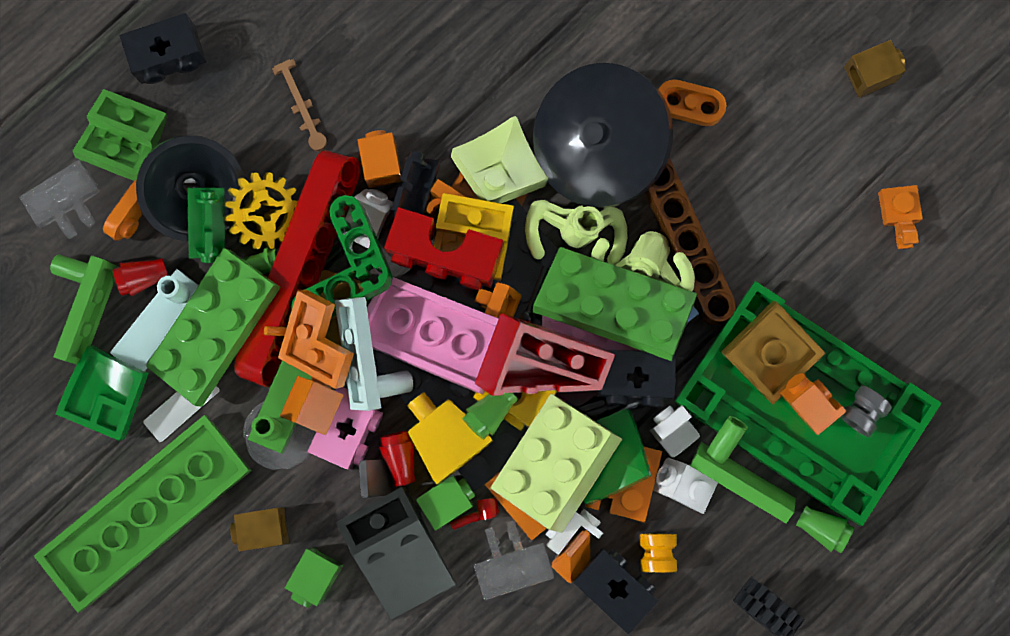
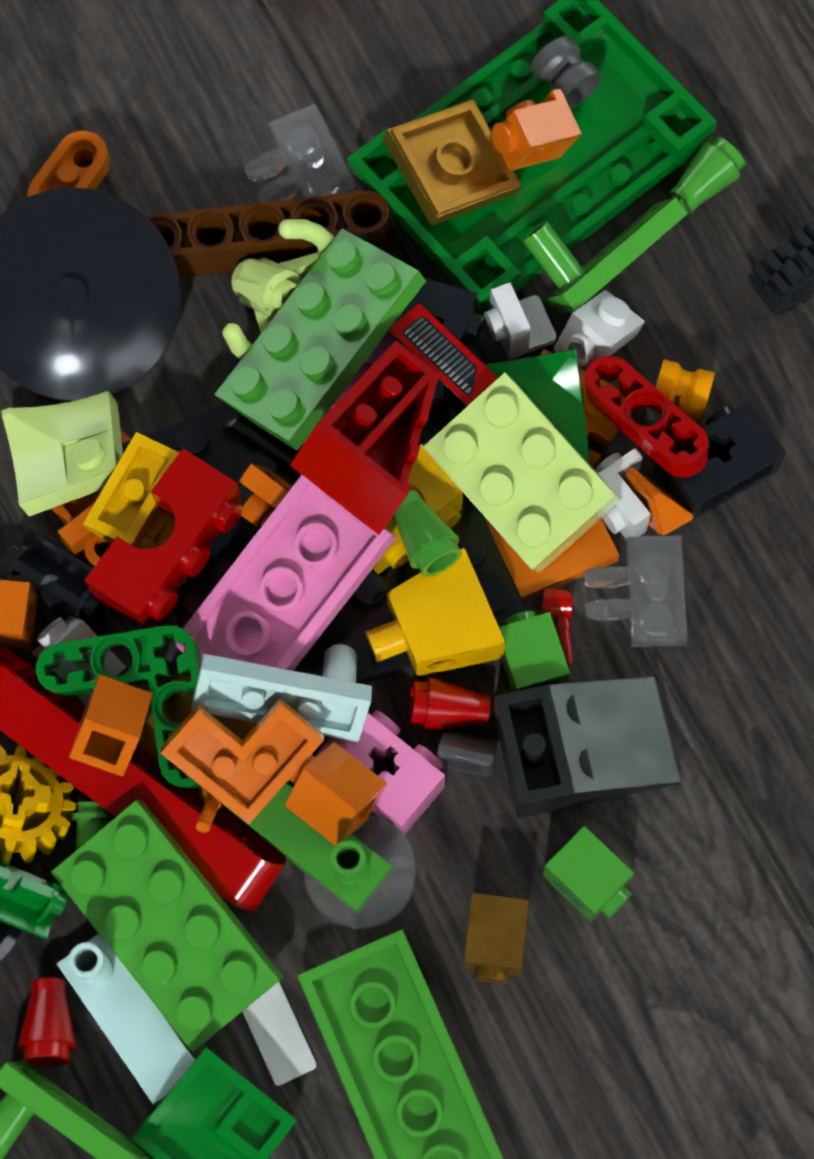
camera: 80 degrees left, 10 degrees down
(314, 254) = (111, 725): none -> orange brick
(578, 227) = (192, 366): yellowish green piece -> none
(621, 389) = (443, 353): none -> sticker
(648, 516) = (650, 438): none -> red beam
(754, 256) = (309, 155): none -> clear hinge

